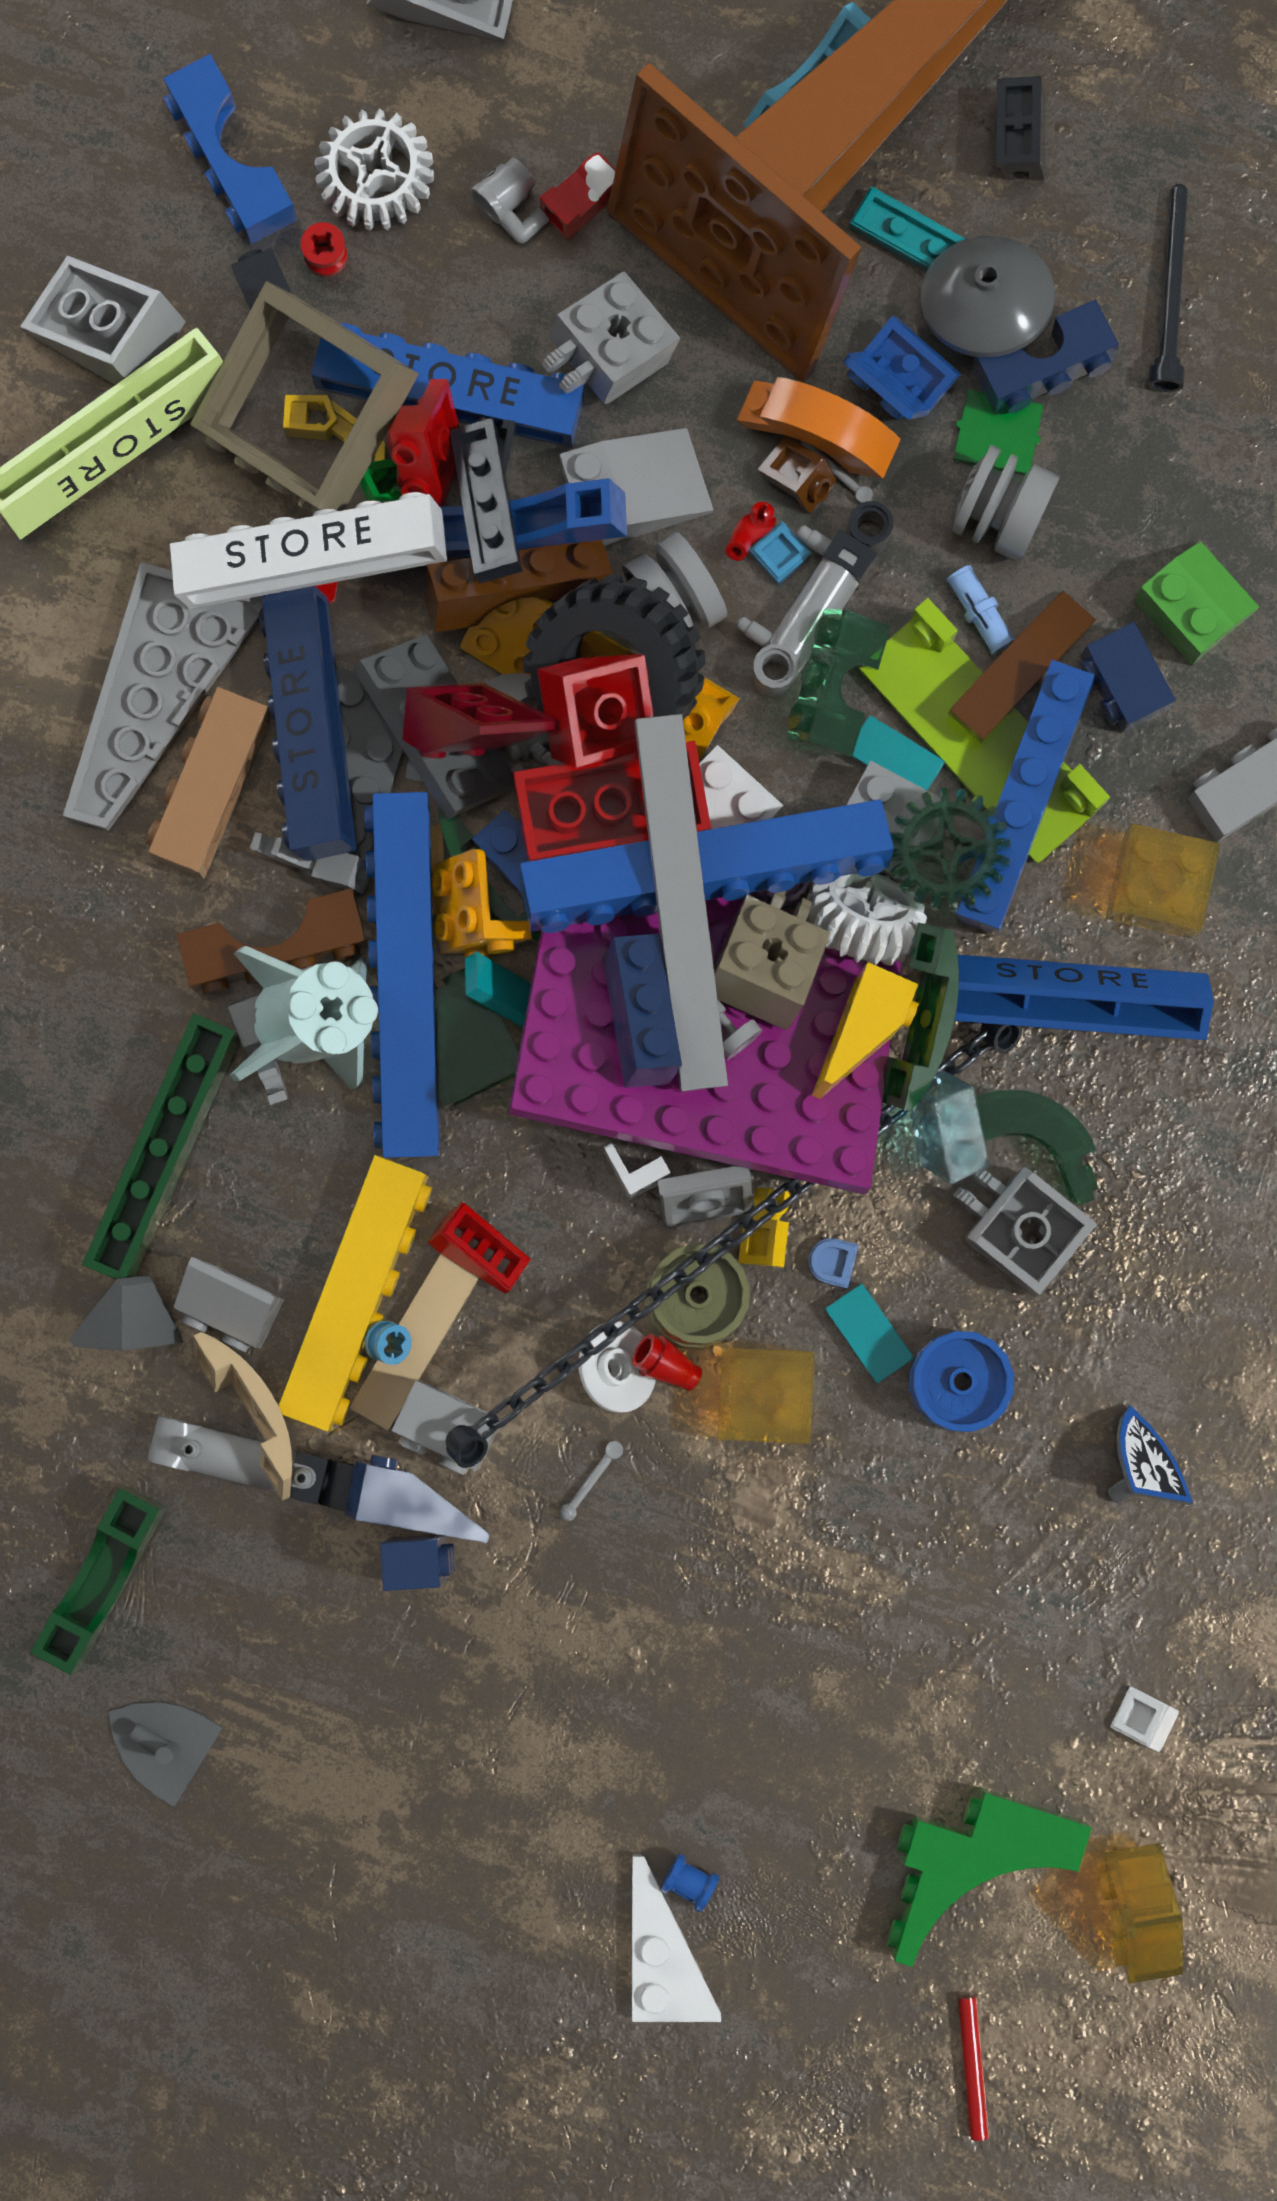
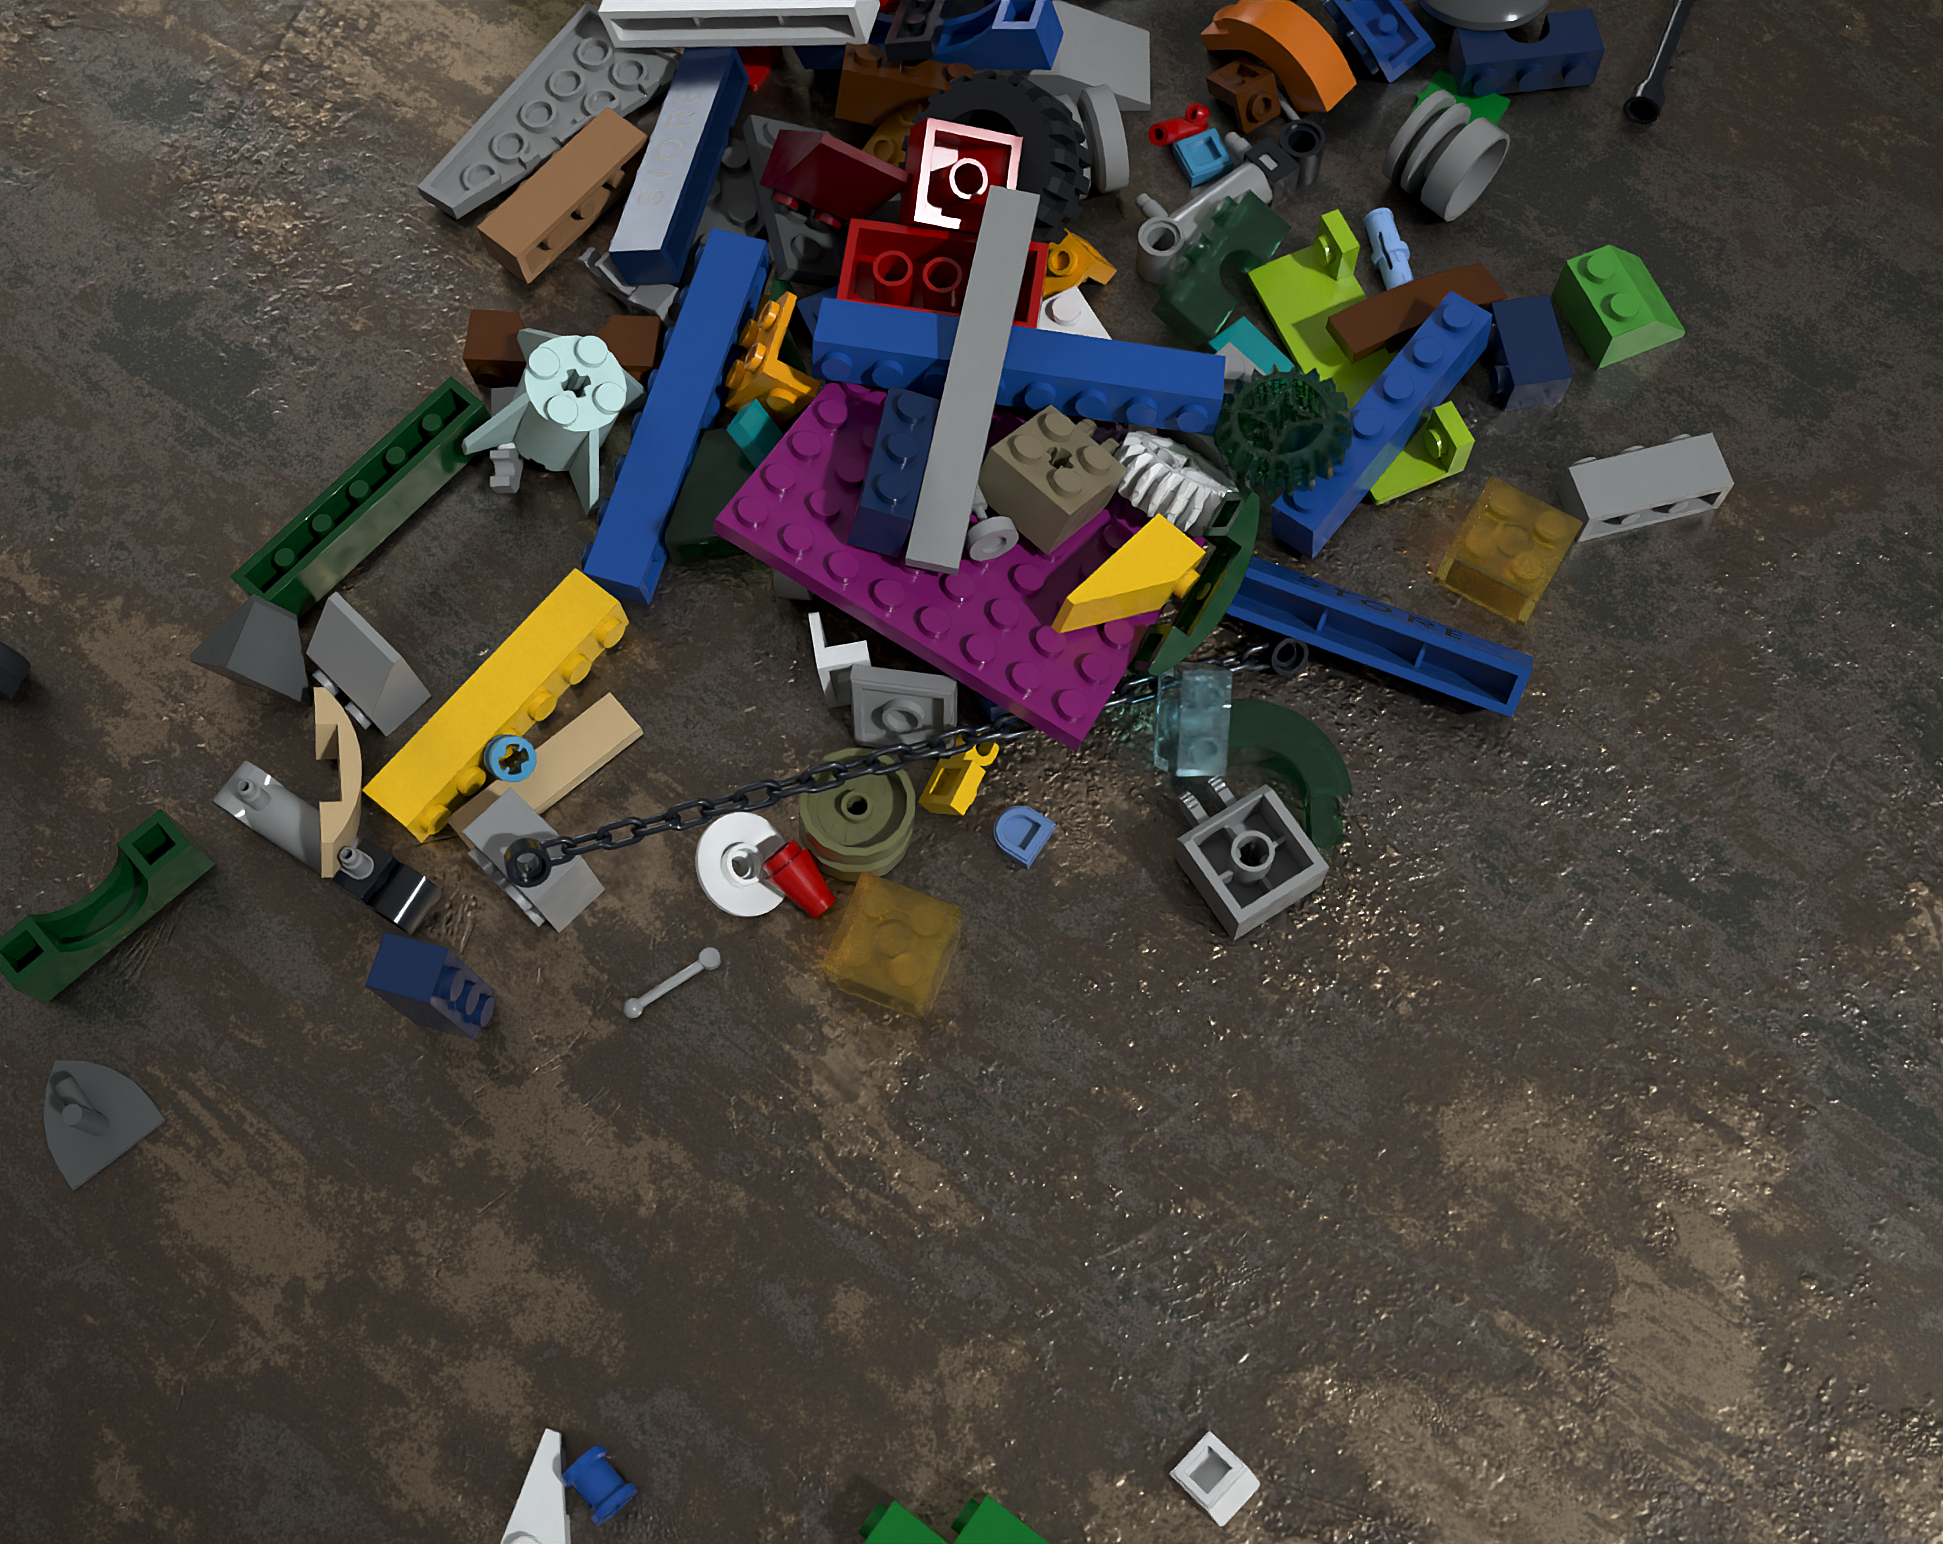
camera: 25 degrees right, 15 degrees down
(399, 1499) = (444, 914): slope -> none
(471, 1259) = (653, 679): red slope -> none
(869, 1333) = (1035, 922): teal tile -> none
(934, 1388) = (1101, 972): blue wheel -> none
(1146, 1464) = (1306, 1165): shield -> none

